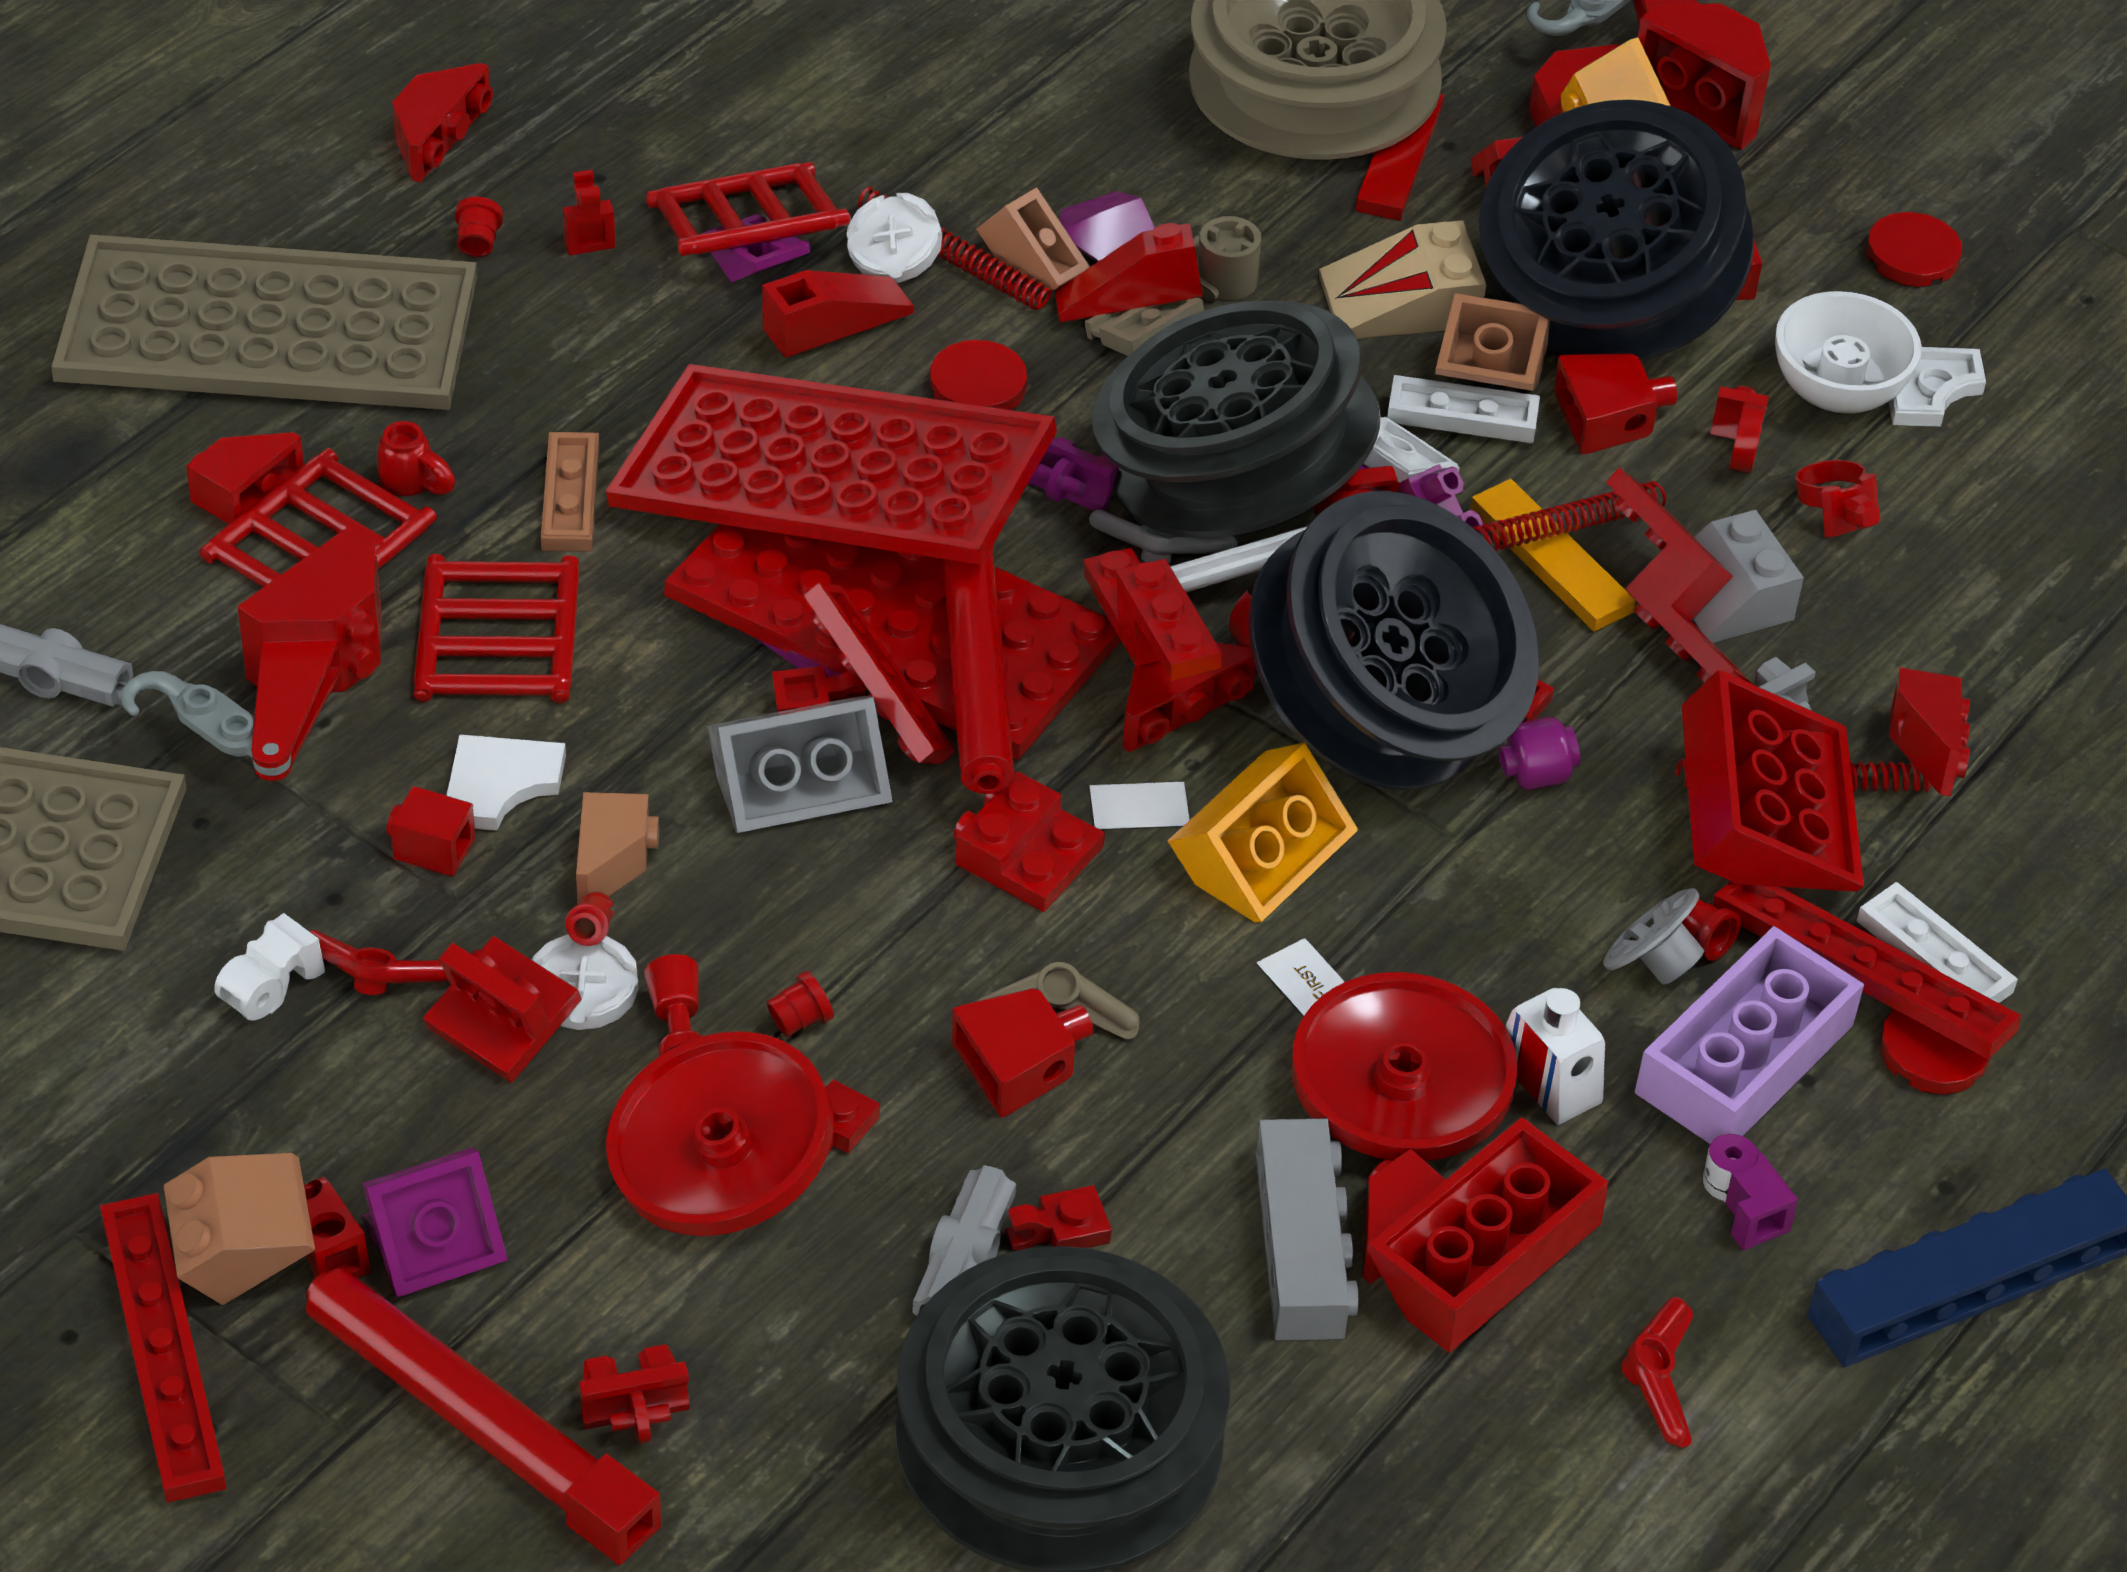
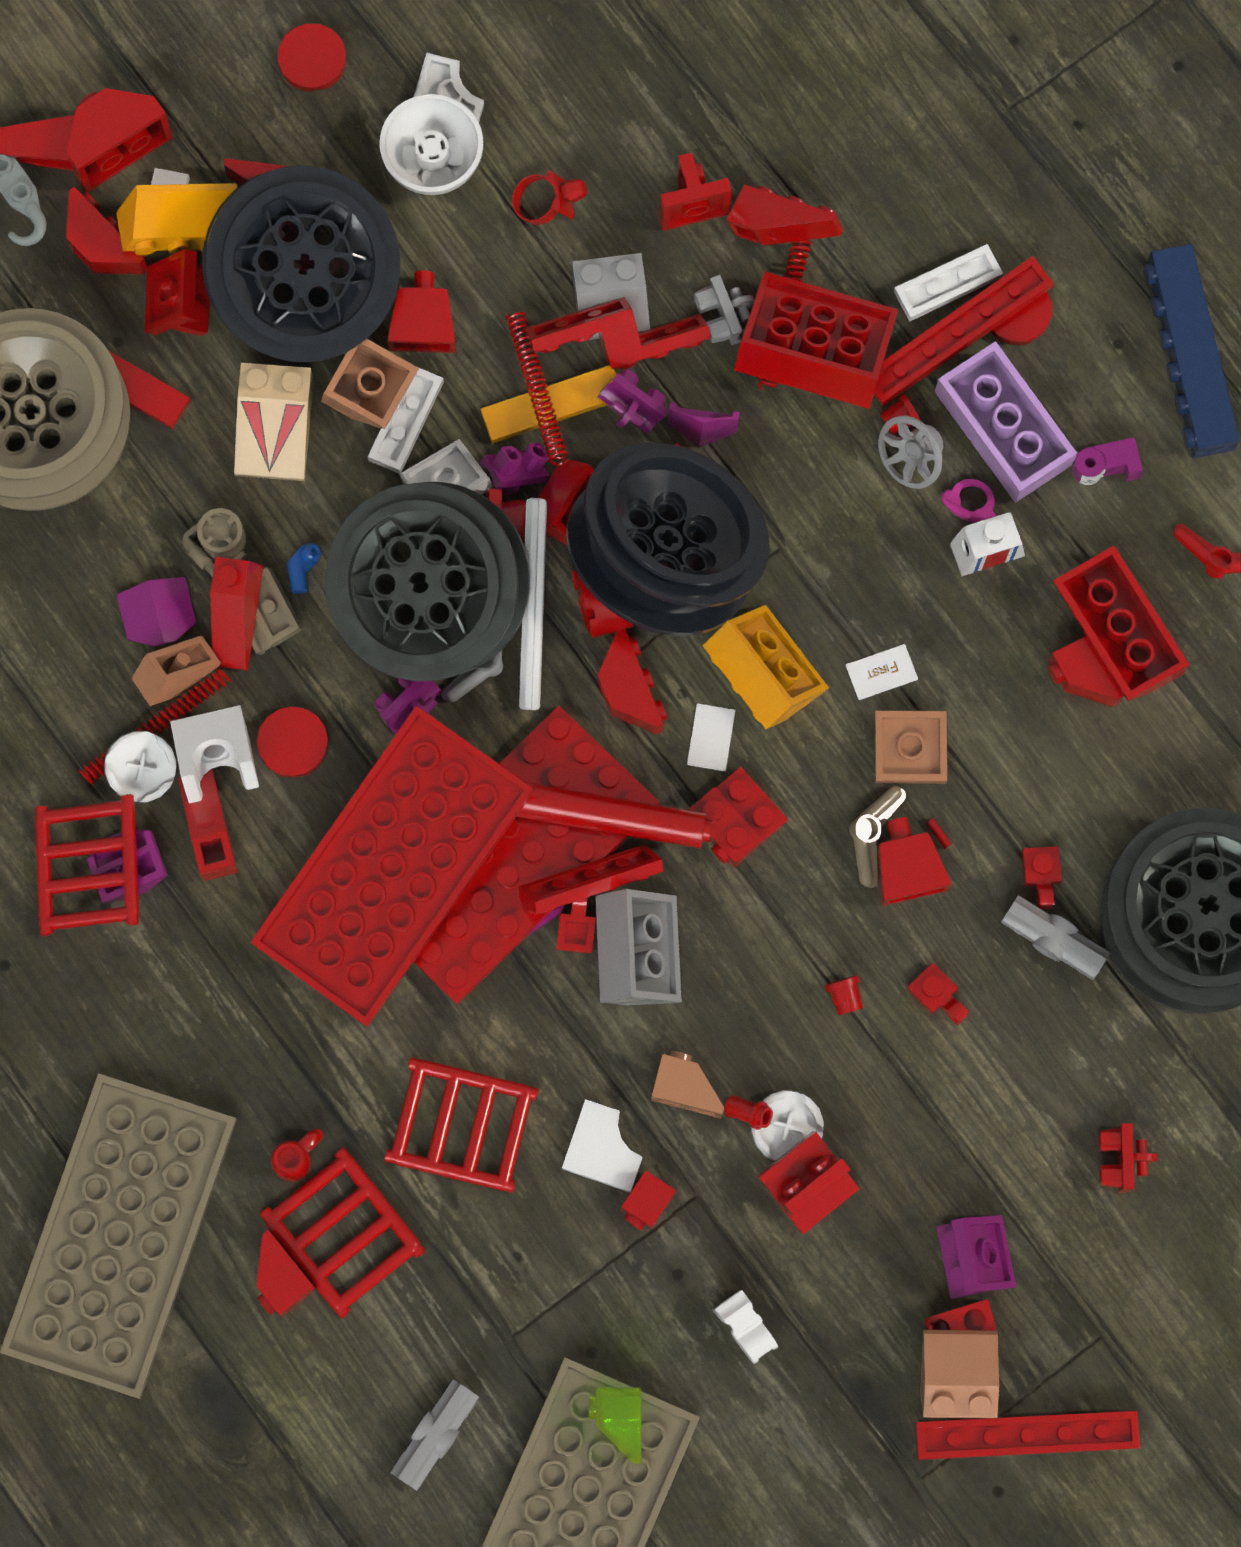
camera: 75 degrees left, 30 degrees up
(94, 833) = (619, 1419): none -> clear neon green slope
(300, 642) = (479, 1262): red slope -> none
(377, 967) = (754, 1258): red piece -> none
(477, 225) = (54, 1065): red piece -> none
(570, 492) = (338, 1050): nougat tile -> none
(591, 222) = (72, 983): red plate -> none
(599, 1496) = (1115, 1252): red brick -> none
(674, 996) = (822, 1071): red piece -> none
(720, 1133) = (948, 1066): red dish -> none
(940, 278) = (211, 742): none -> white piece
(1084, 1088) = (940, 835): none -> red piece
(1152, 613) = (597, 688): red bracket -> none
(1204, 1022) = (910, 747): none -> nougat plate
(1303, 1230) = (1084, 732): light grey brick -> none
(1404, 1066) = (982, 636): red dish -> none
(1540, 753) = (744, 465): magenta head -> none
(1580, 616) = (633, 404): none -> magenta hips
(1589, 705) = (702, 426): none -> magenta slope
(1604, 1007) = (952, 501): none -> dark pink piece
(1740, 418) = (476, 234): red piece -> none
(1911, 621) = (694, 199): none -> red bracket

